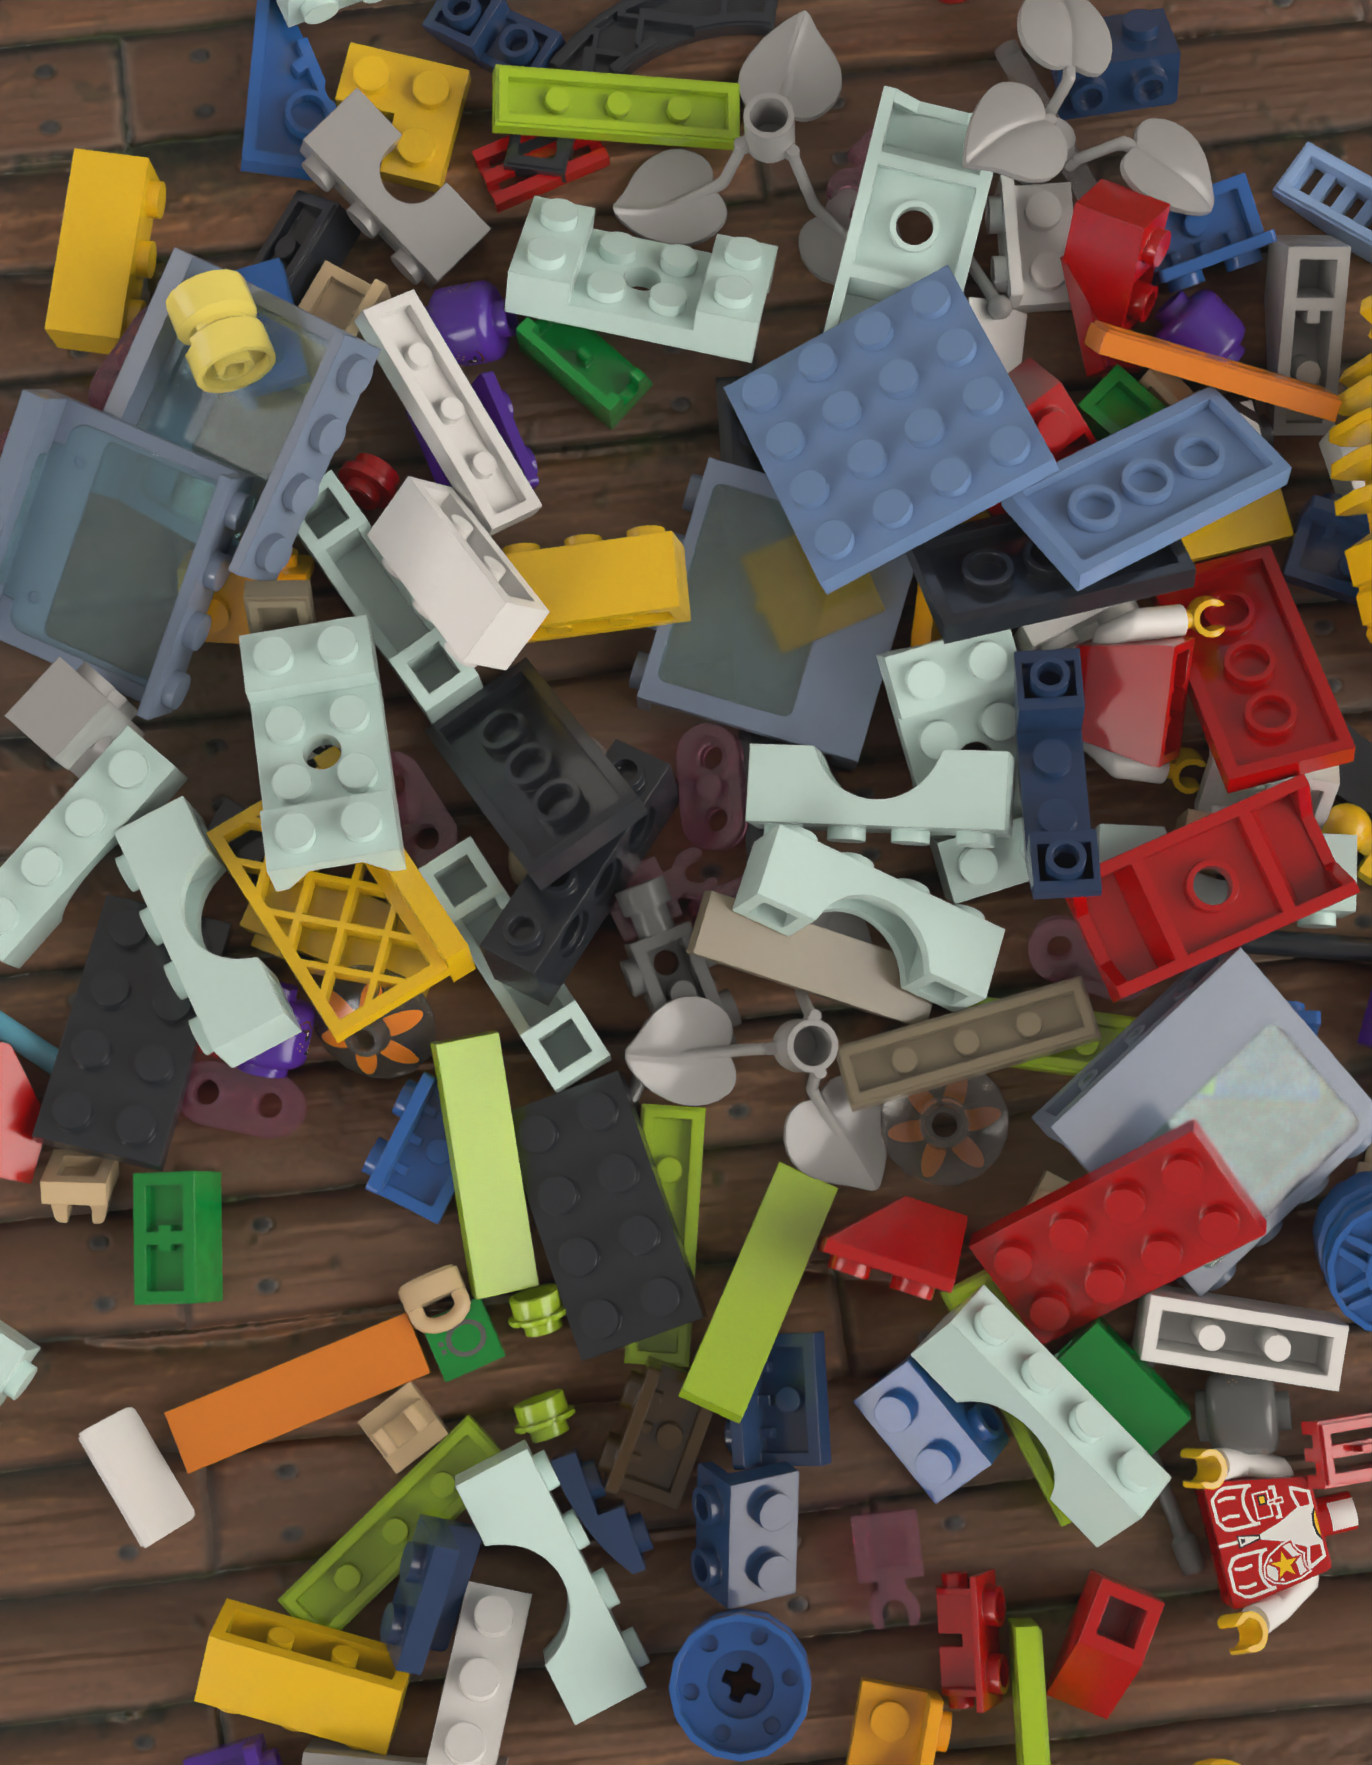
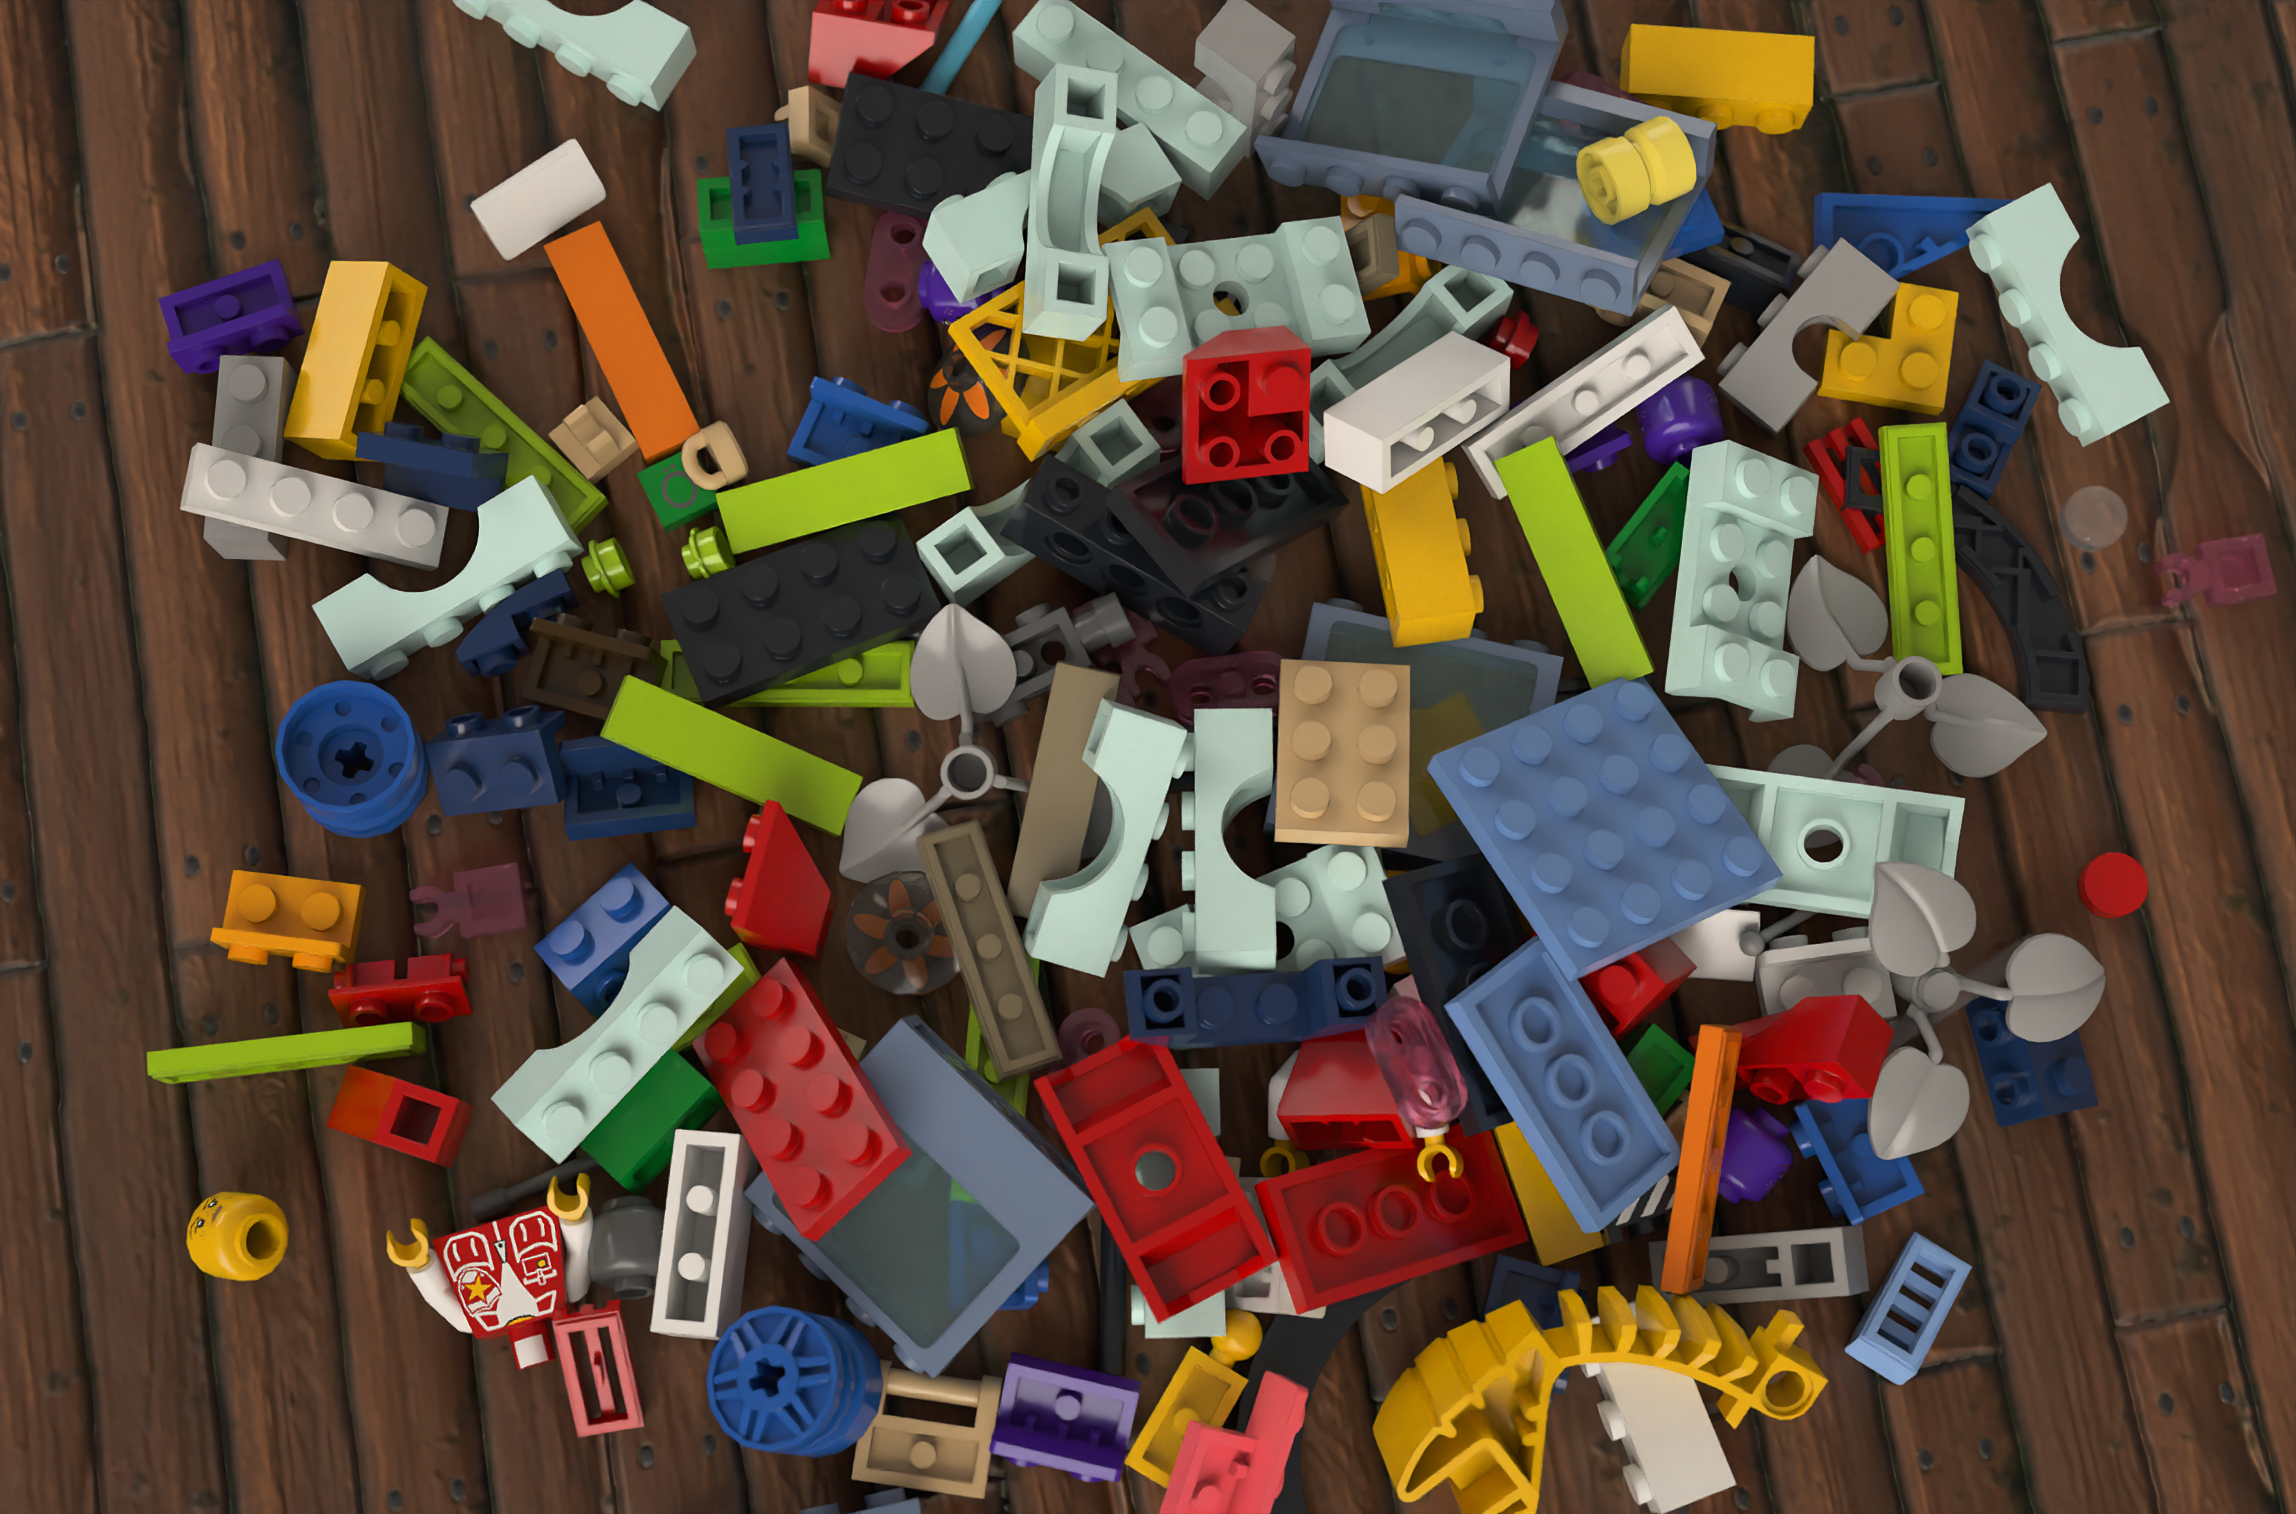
camera: 85 degrees right, 5 degrees down
(149, 900) = (1069, 149): none -> light aqua arch
(151, 1232) = (762, 183): none -> dark blue plate
(444, 738) = (1246, 406): none -> red slope
(616, 437) = (1574, 563): none -> lime tile
(804, 675) = (1343, 753): none -> tan plate
(1125, 623) = (1418, 1064): none -> clear pink plate

